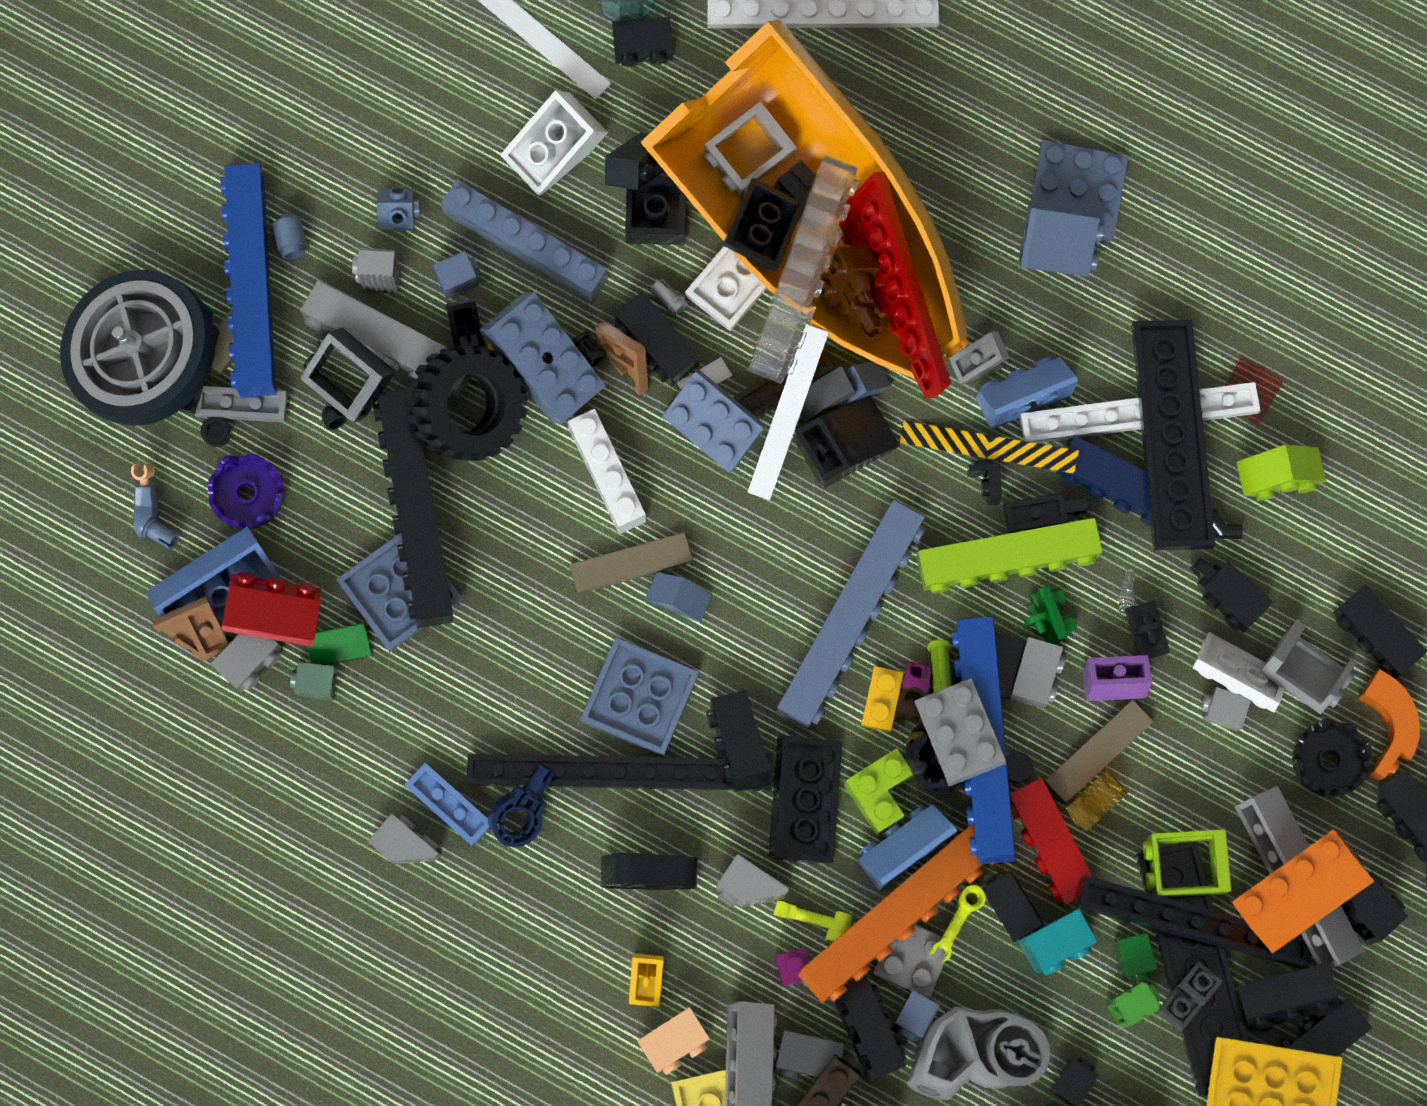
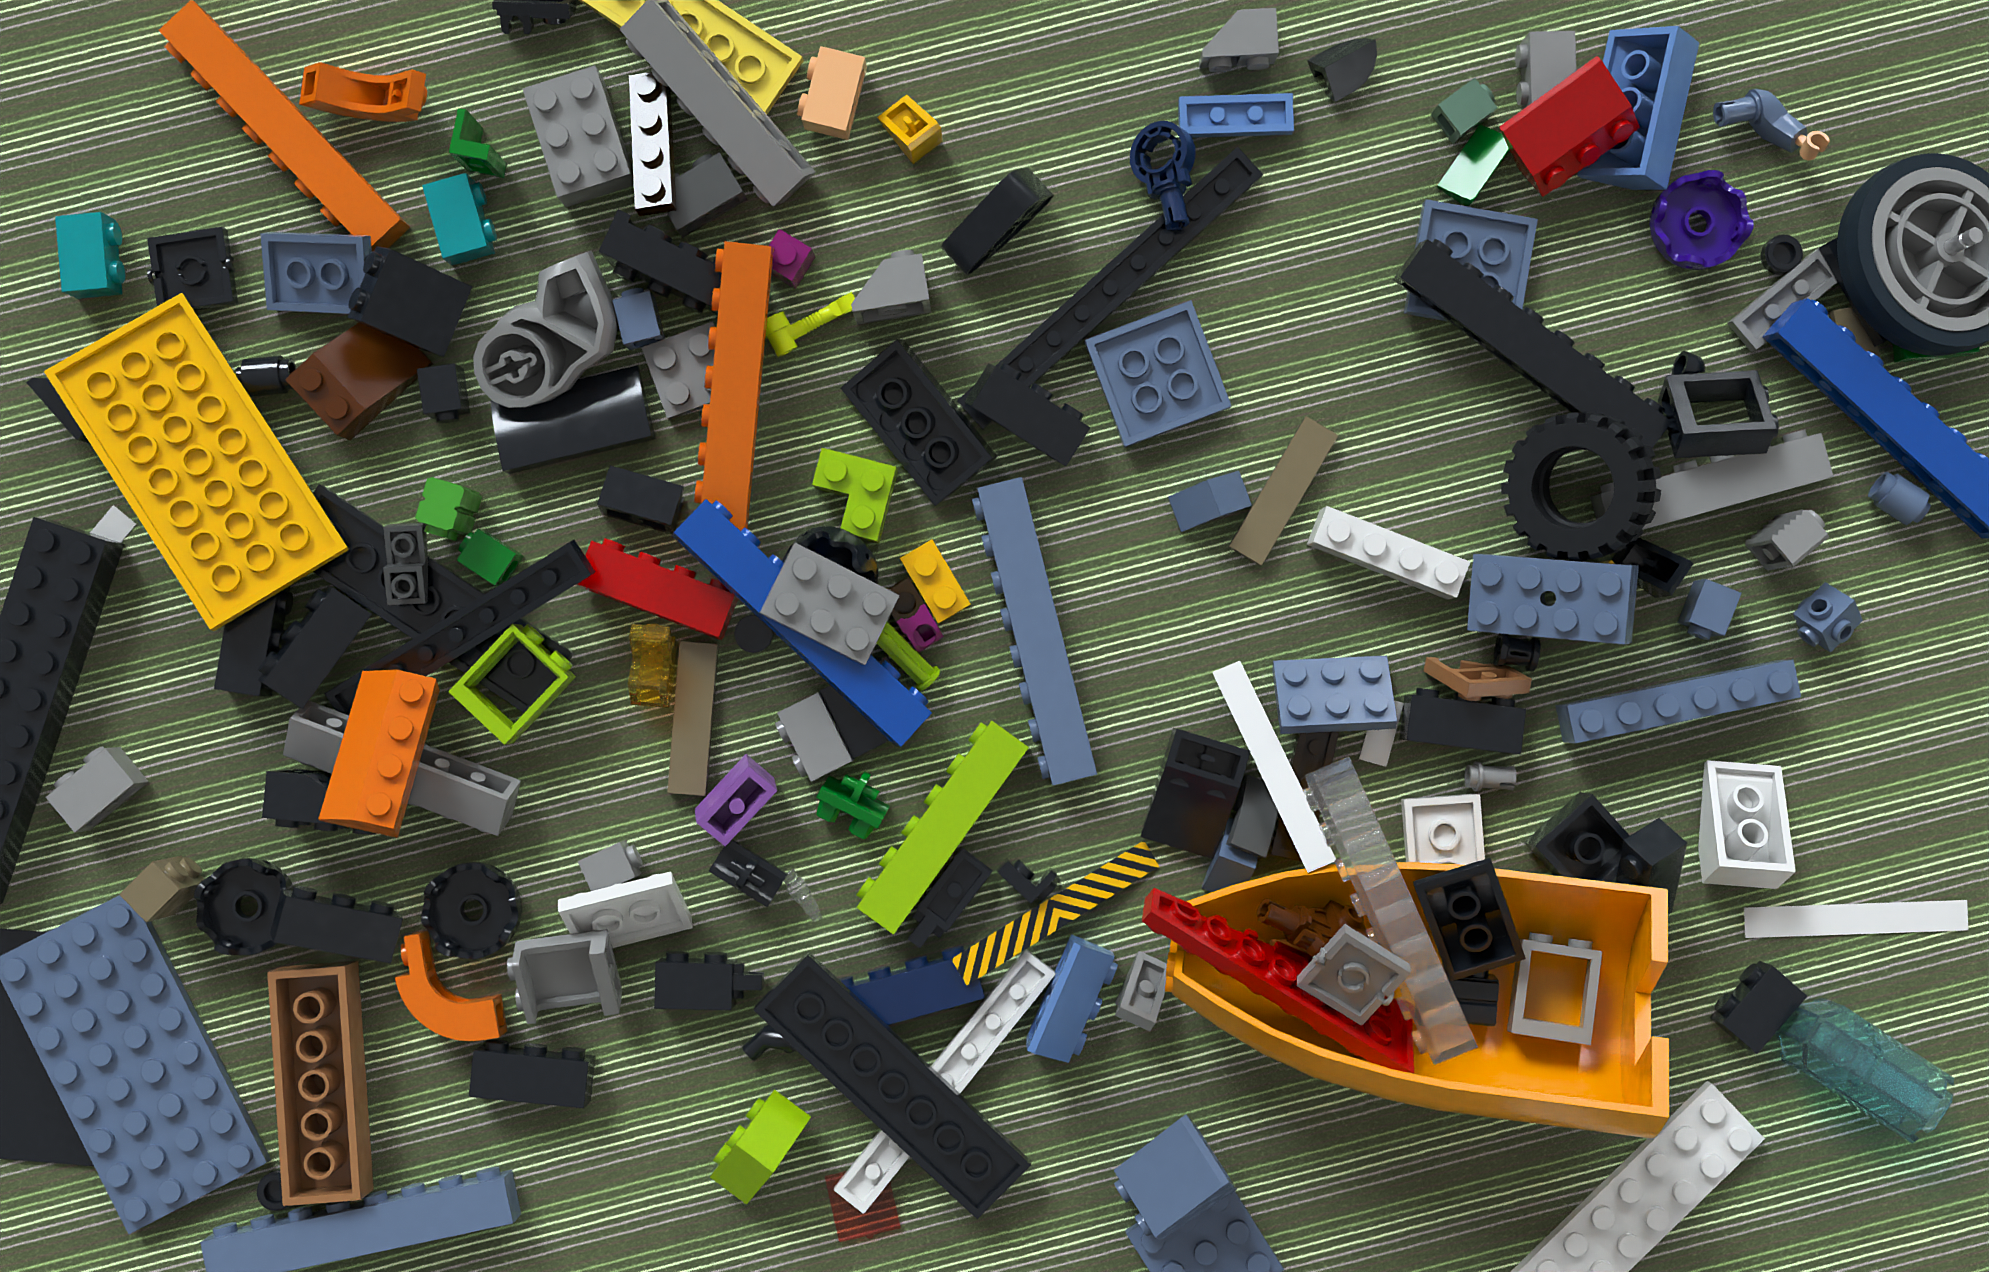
camera: 135 degrees right, 10 degrees up
(194, 628) = (1624, 47): medium nougat wing -> none
(357, 773) = (1345, 66): none -> black brick
(858, 252) = (1353, 975): none -> light grey plate
(905, 845) = (786, 460): medium blue slope -> none
(977, 899) = (680, 446): neon yellow brick -> none
(994, 981) = (588, 419): none -> black slope
(1058, 941) = (566, 499): teal brick -> none

